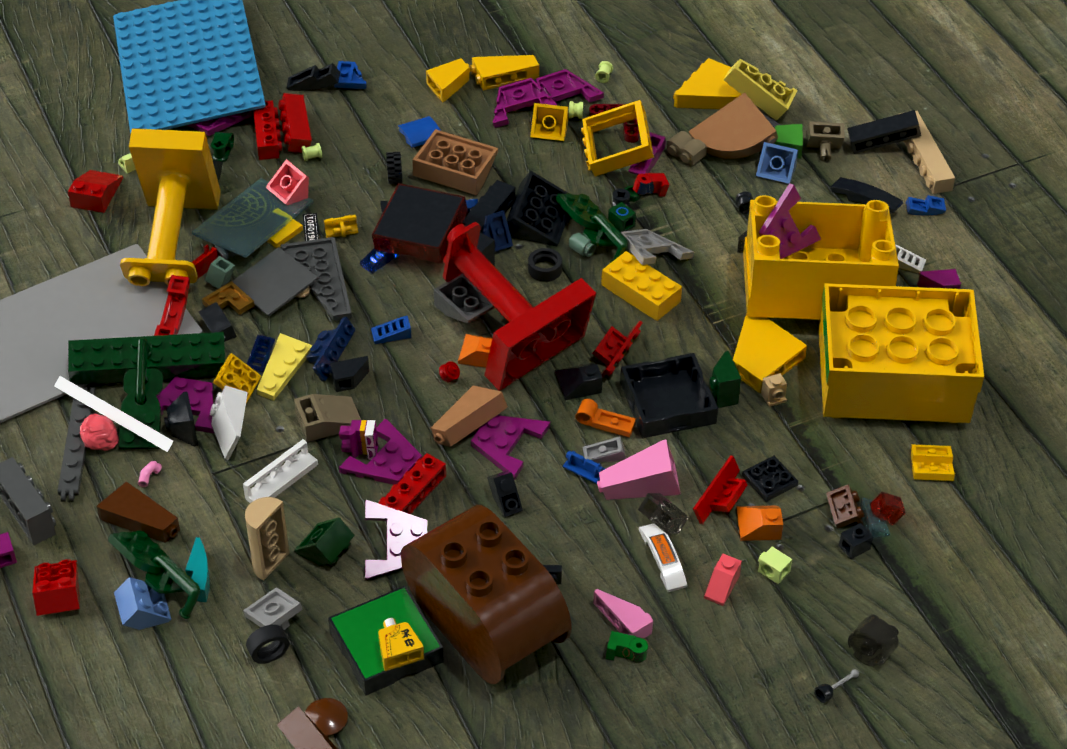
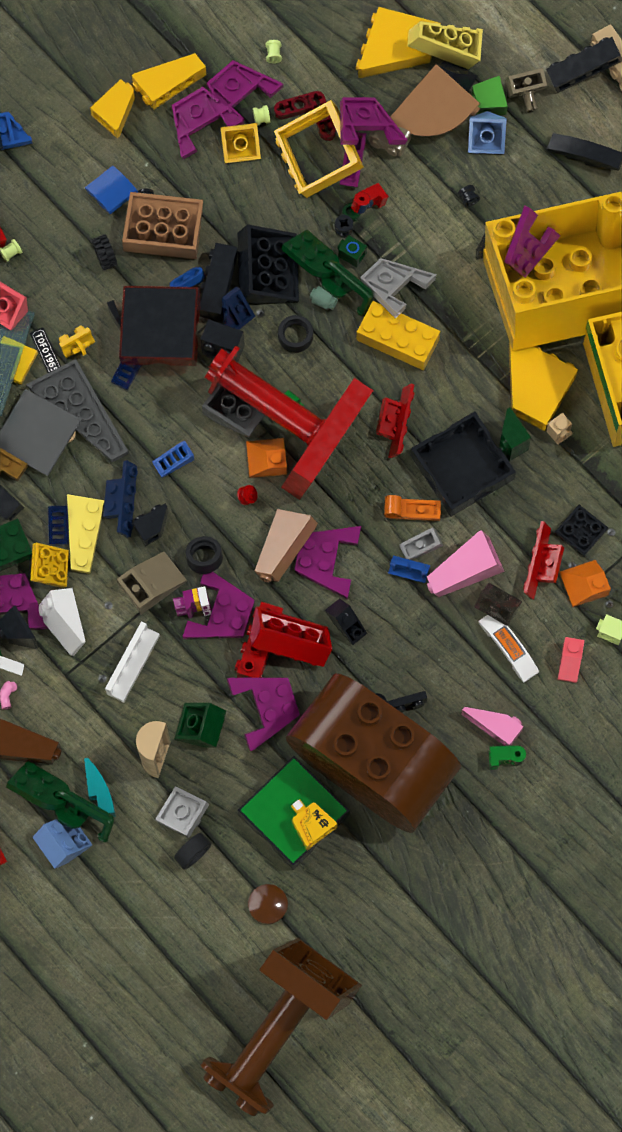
camera: 15 degrees left, 25 degrees up
(387, 414) = (201, 543): none -> black tyre
(440, 485) = (290, 637): none -> red slope
(579, 381) = (372, 467): black slope -> none
(670, 120) = (366, 115): none -> magenta wing

